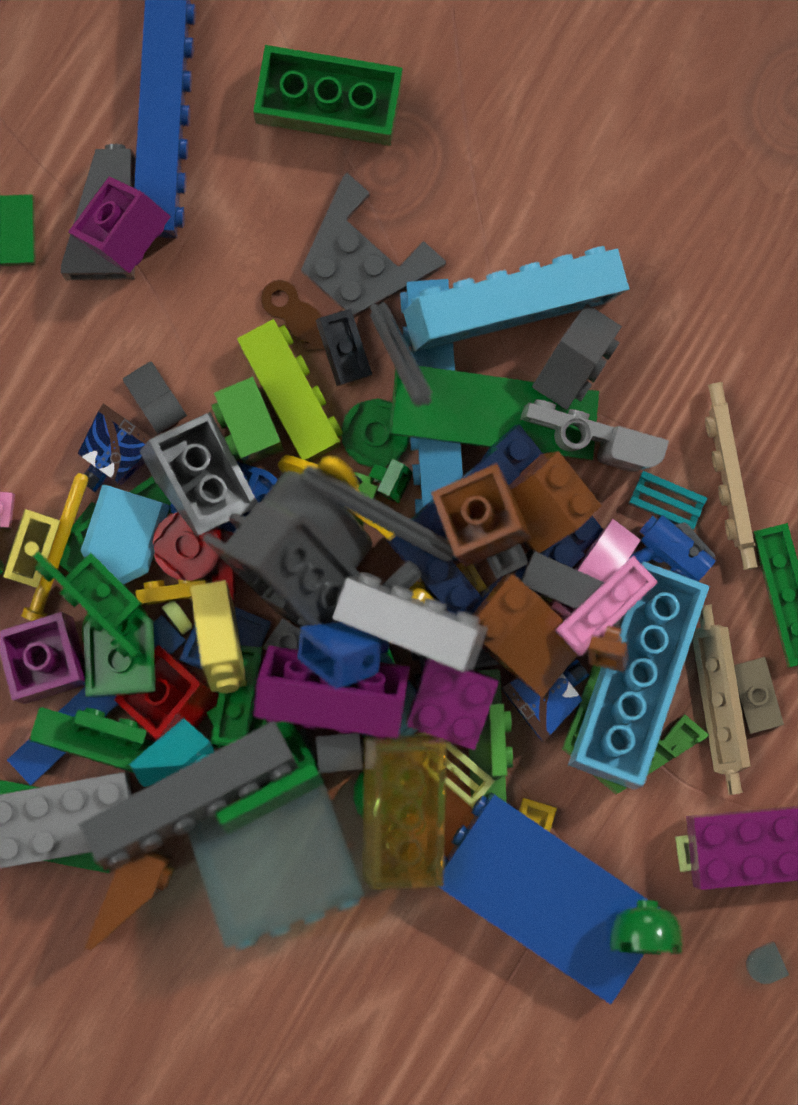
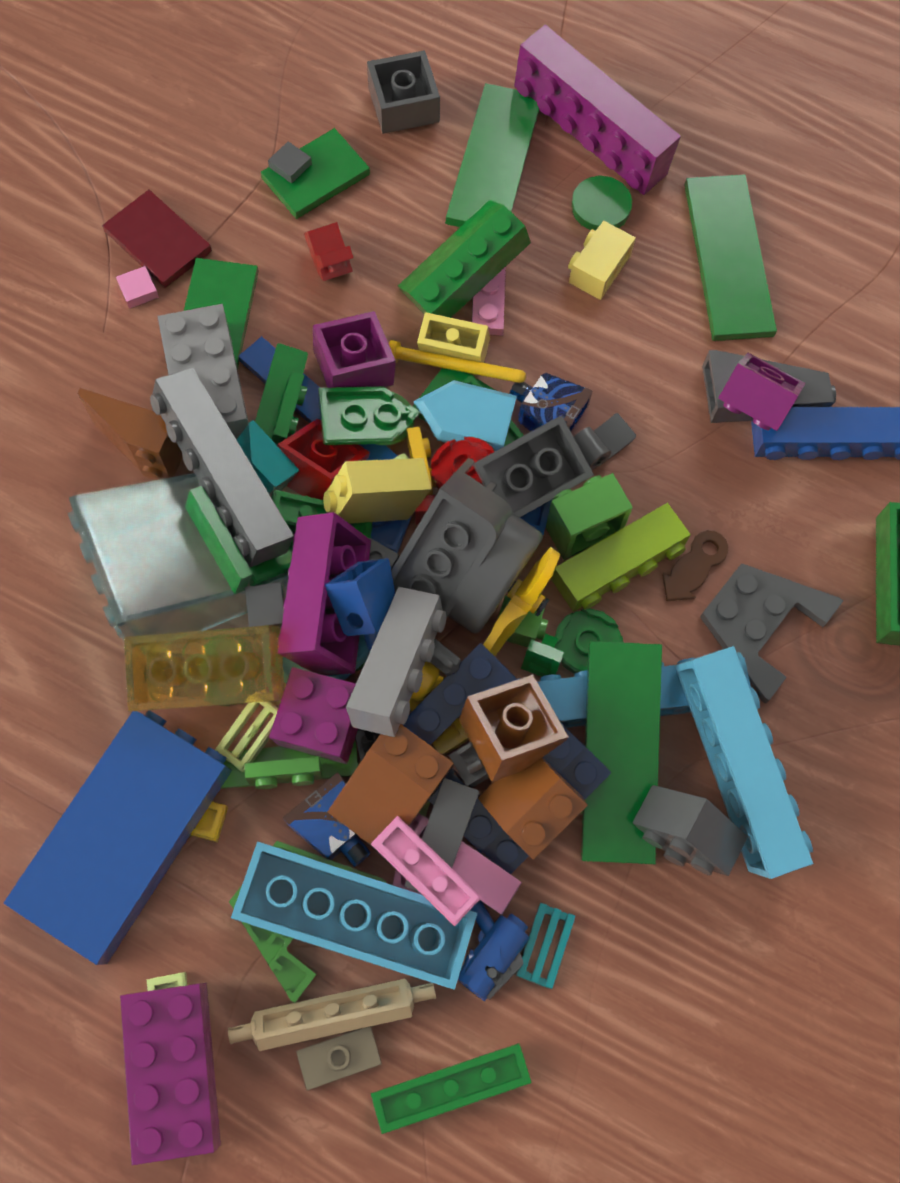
camera: 85 degrees right, 15 degrees down
(99, 594) = (411, 387): green bracket -> none
(343, 347) = (670, 605): black plate -> none
(377, 513) = (508, 614): dark grey axle -> none
(400, 354) = (669, 645): dark grey axle -> none
(609, 651) = (377, 872): dark orange tile -> none
(618, 446) = (599, 886): light grey plate -> none
(646, 930) = (73, 932): green cylinder -> none
(732, 491) = (560, 1015): tan plate -> none
(766, 964) = (42, 1083): clear light blue tile -> none

